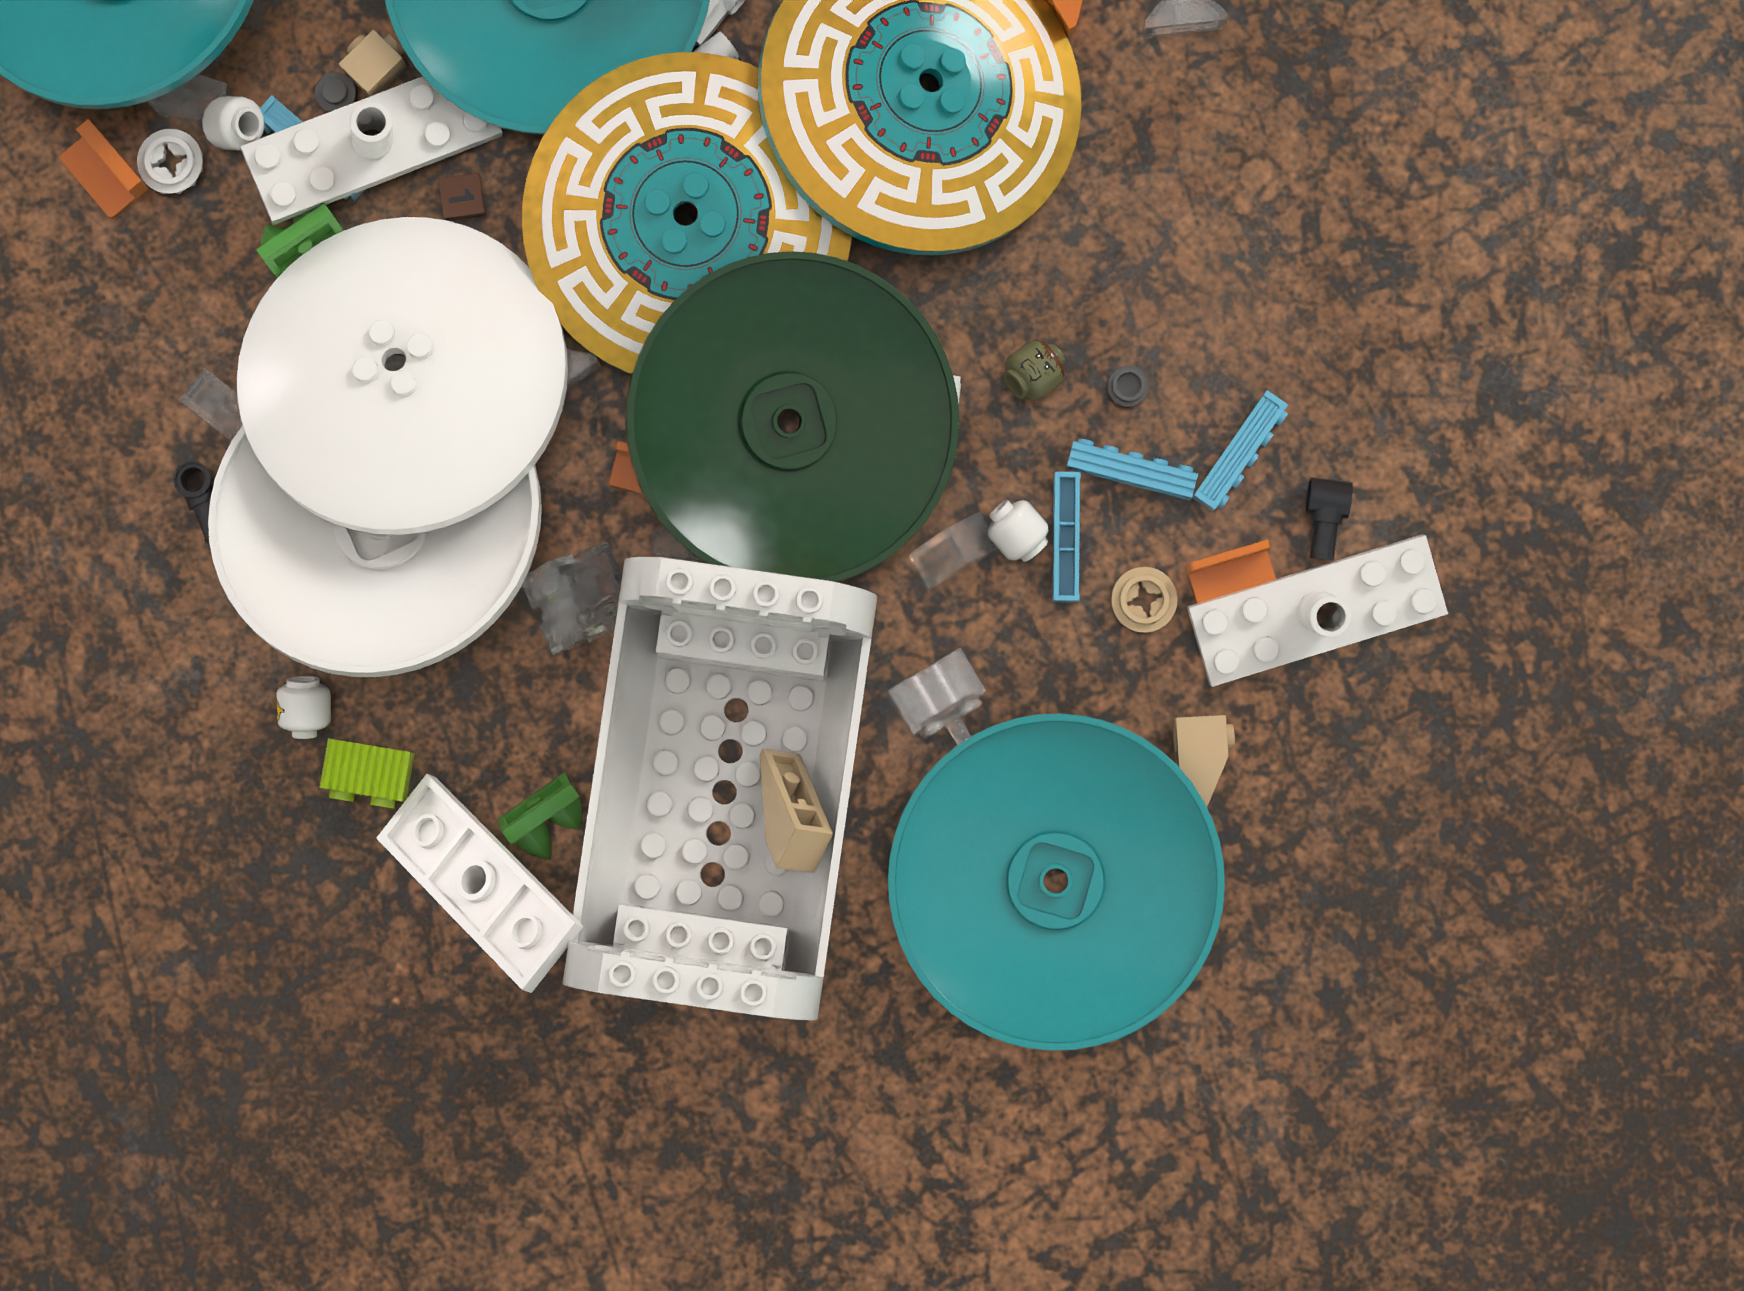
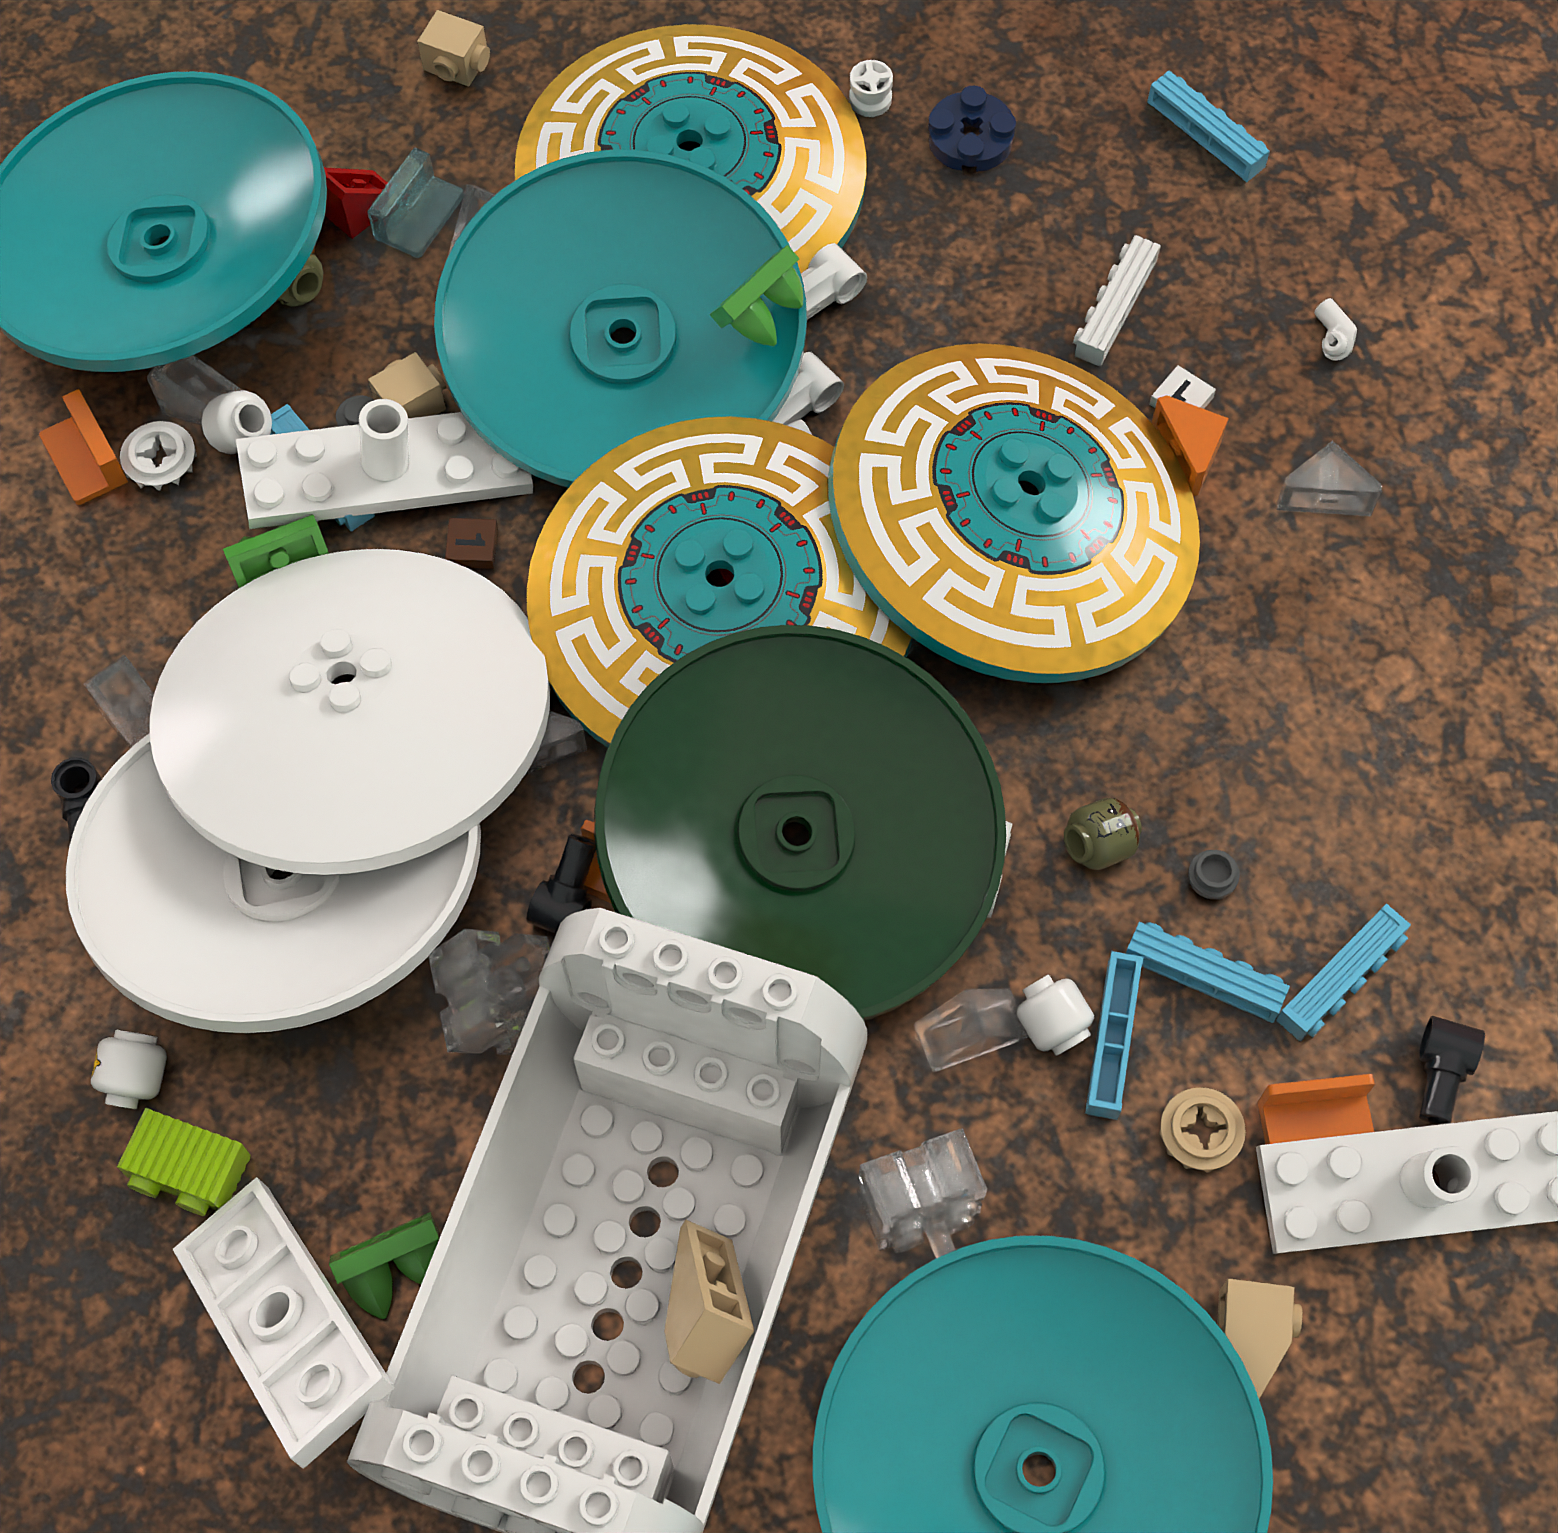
camera: 15 degrees right, 20 degrees down
(611, 506) = (566, 889): none -> black pin

